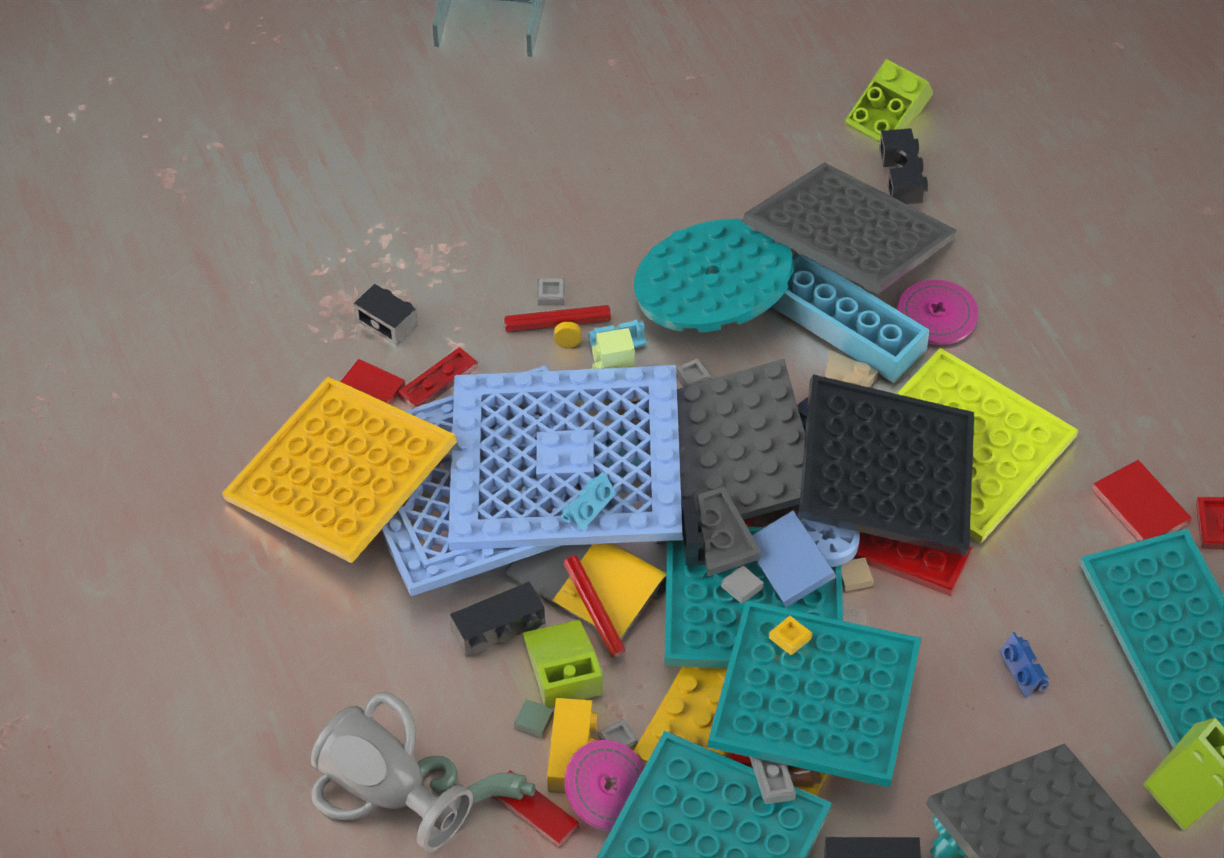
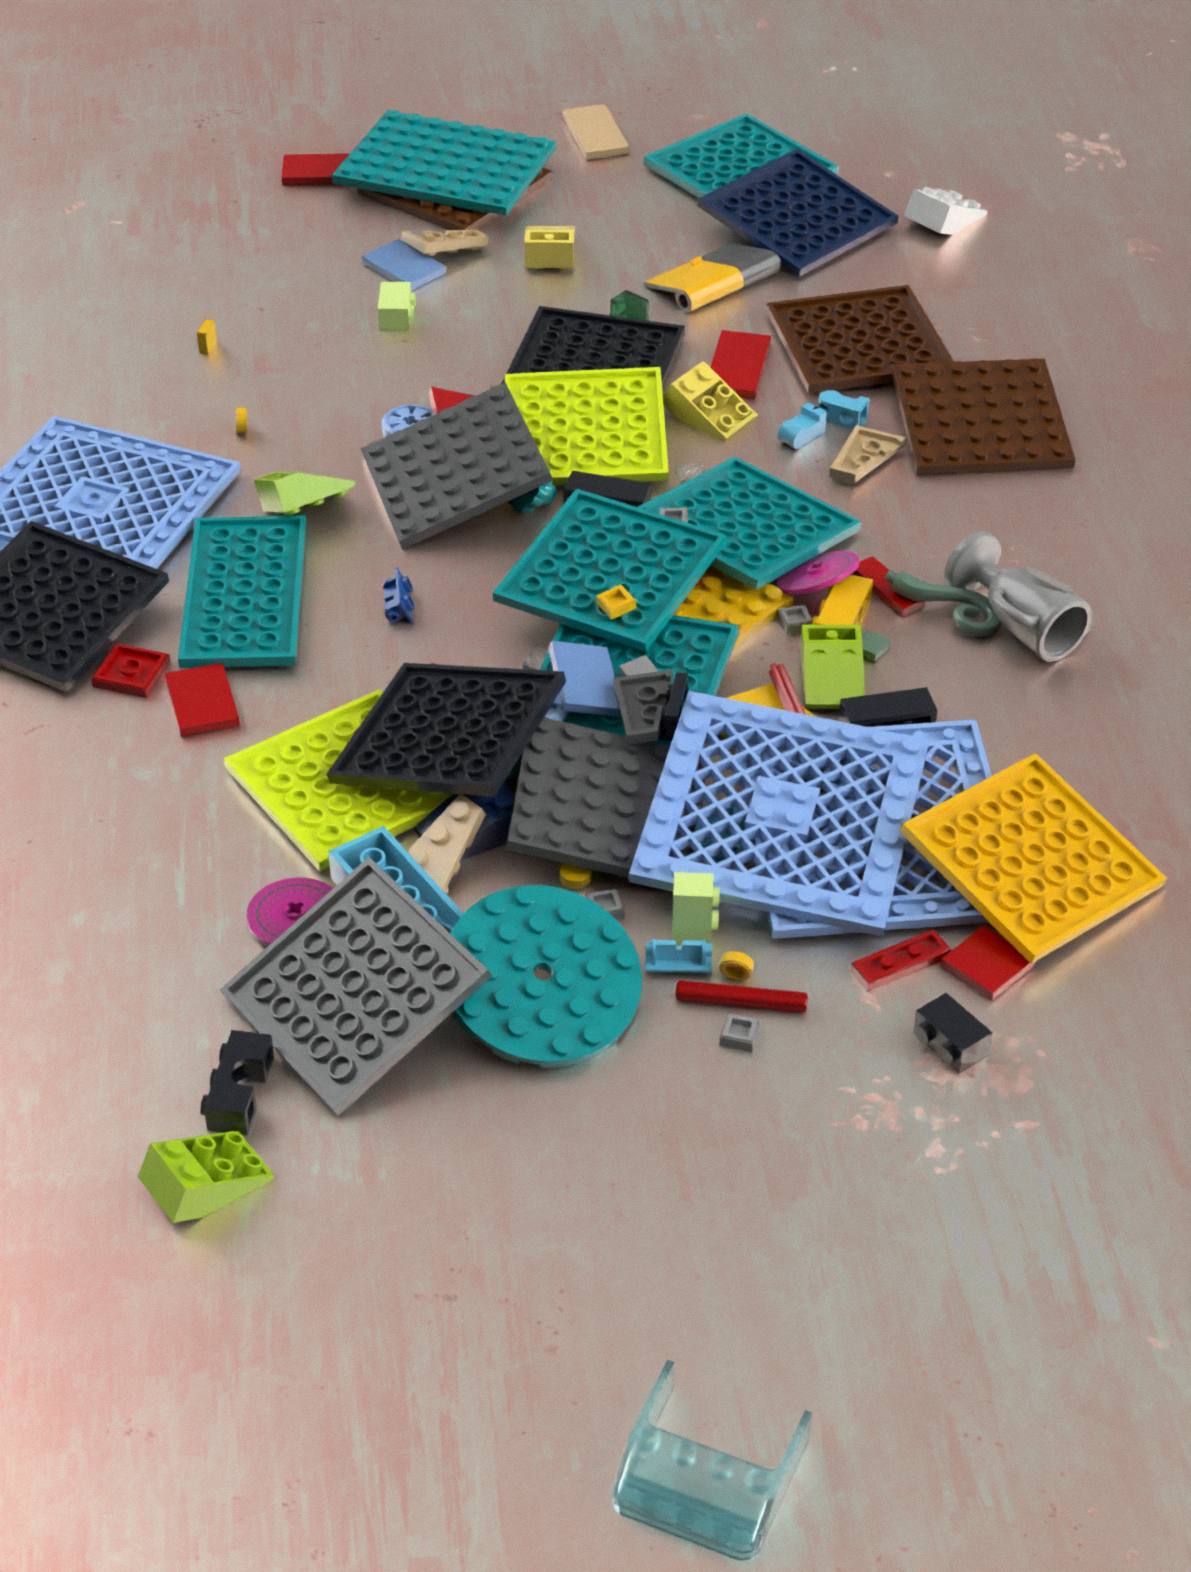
camera: 165 degrees left, 10 degrees down
(590, 501) = (767, 727): medium azure hinge -> none

